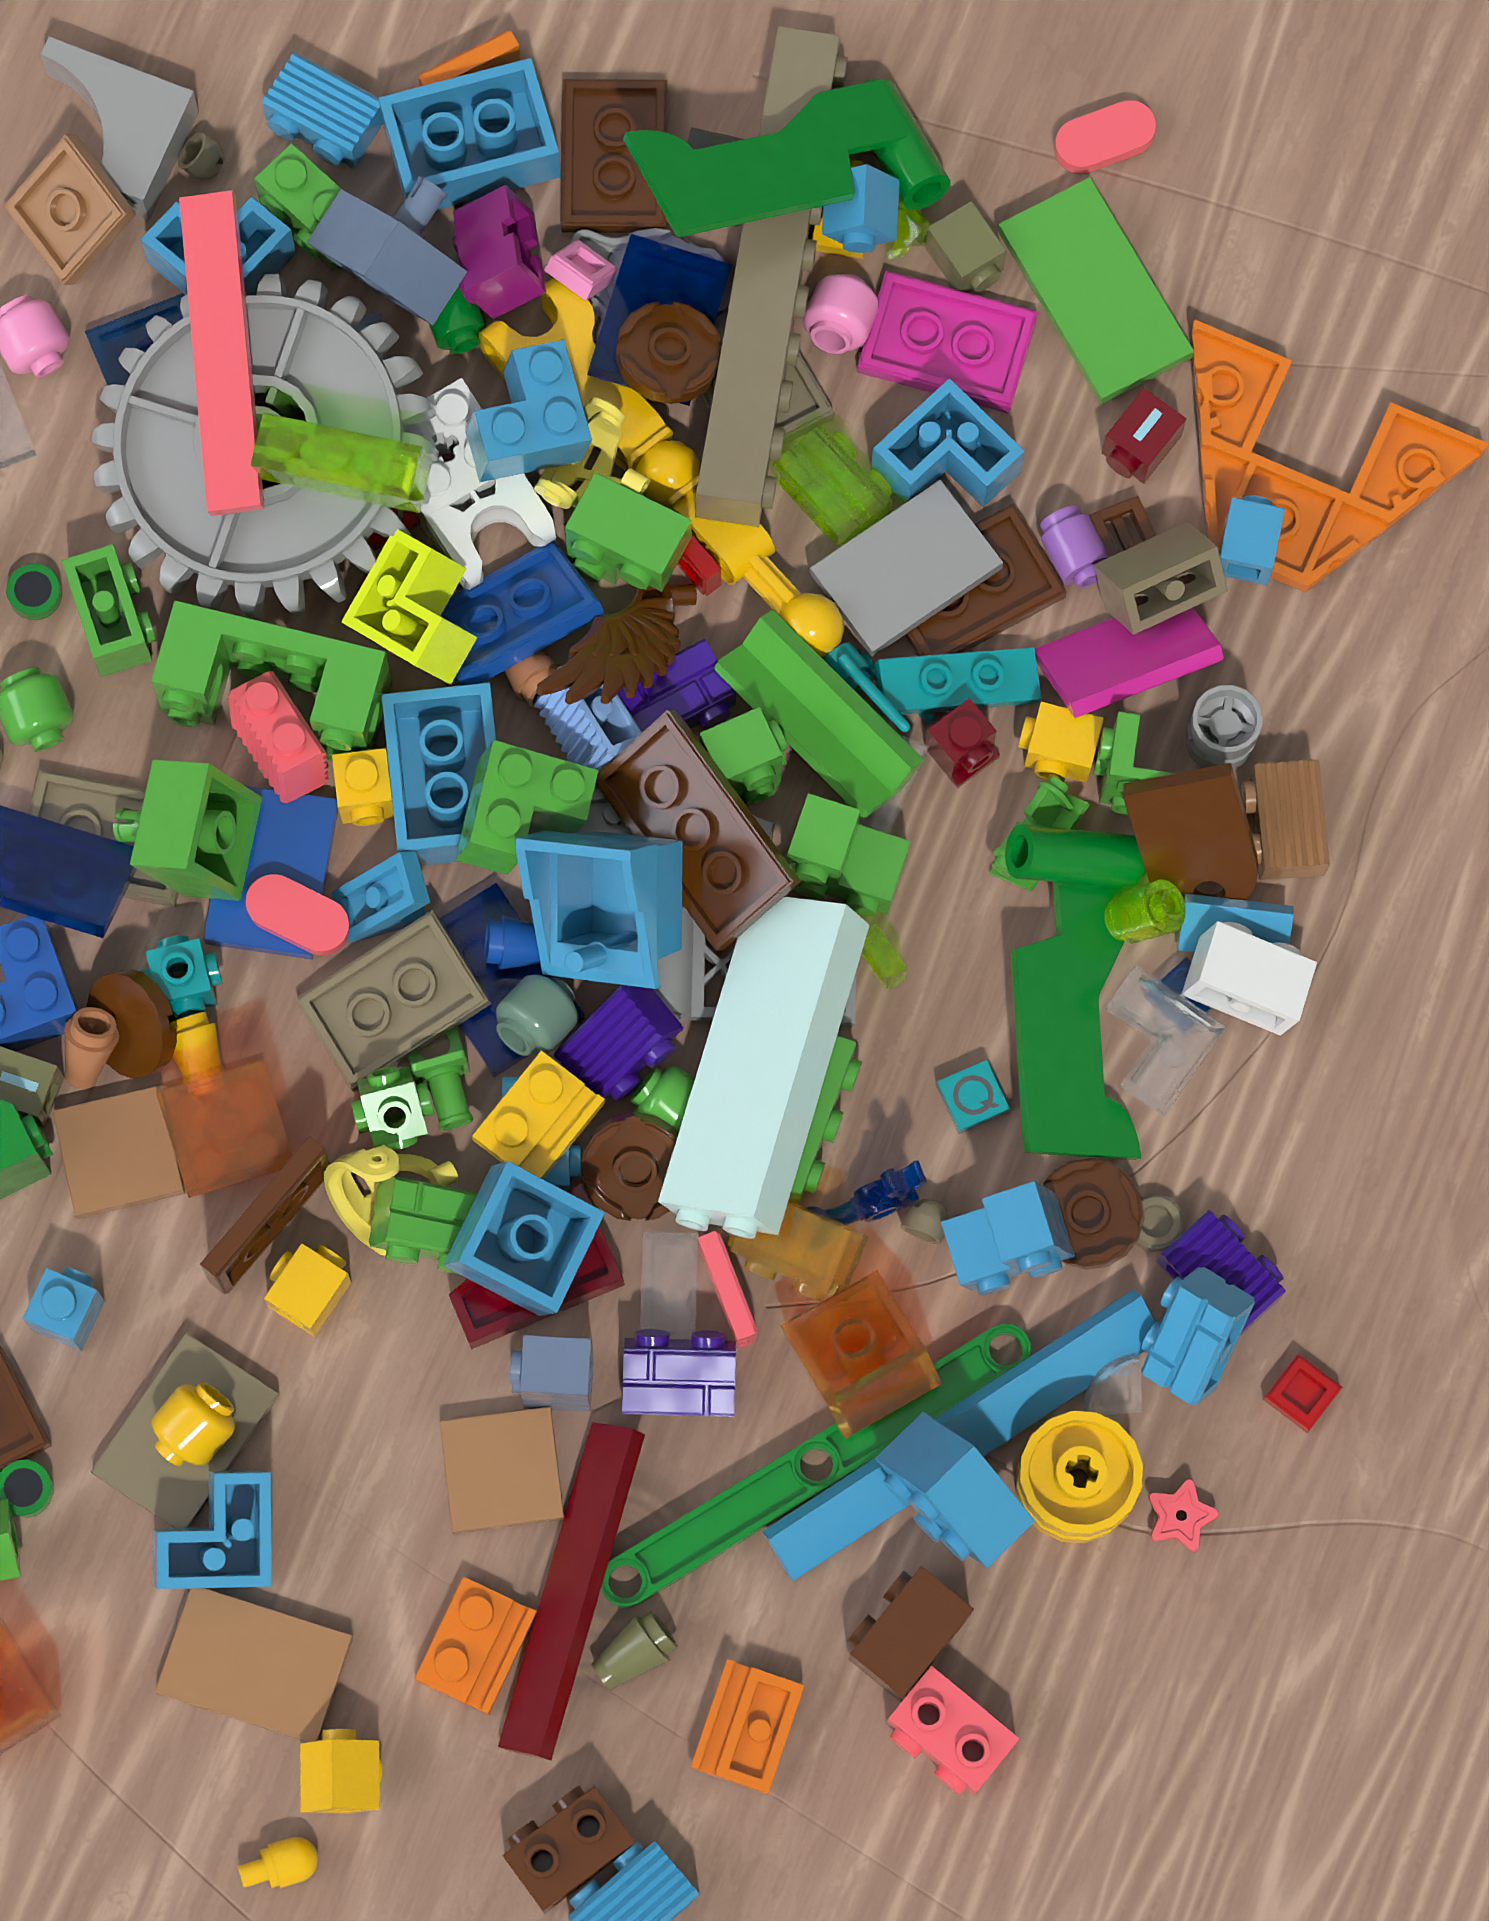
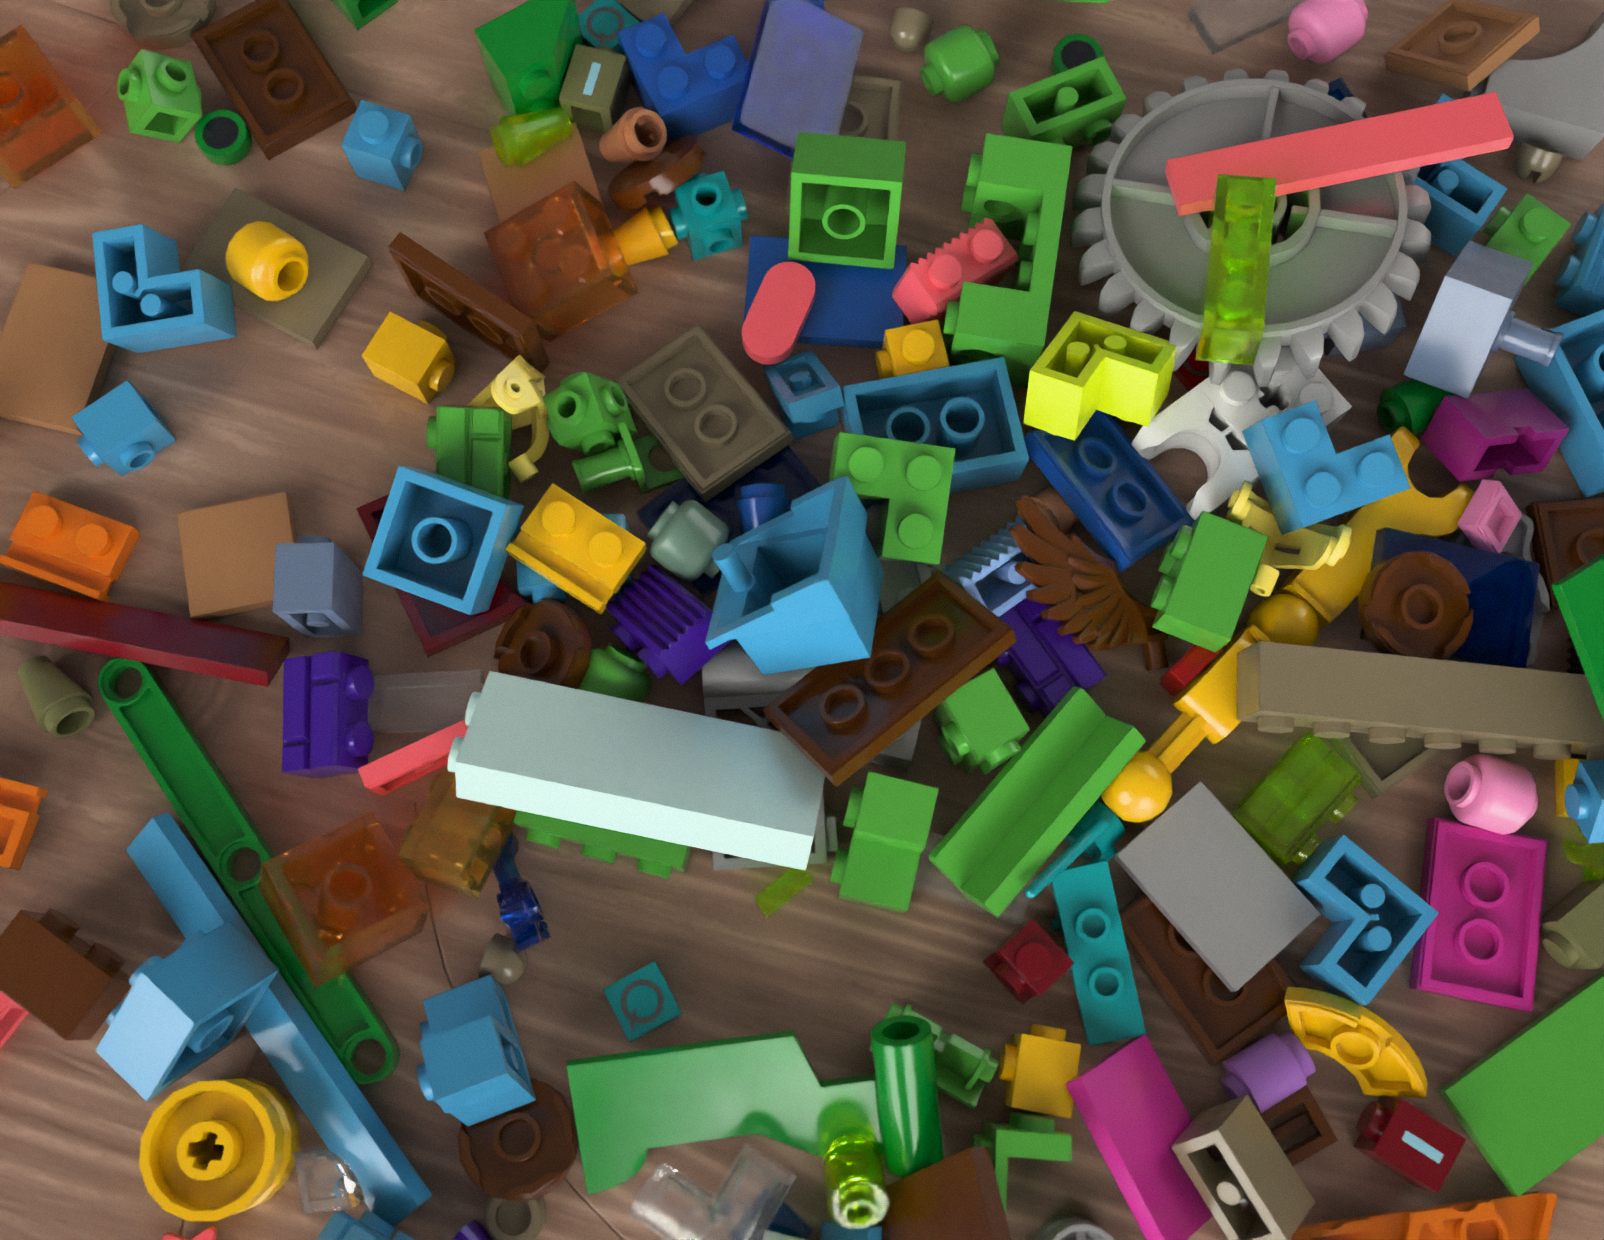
camera: 85 degrees right, 0 degrees up
(74, 1154) = (528, 135): none -> clear neon green cone
(361, 1584) = (122, 430): none -> dark azure brick
(1053, 465) = (1356, 1040): none -> yellow tile

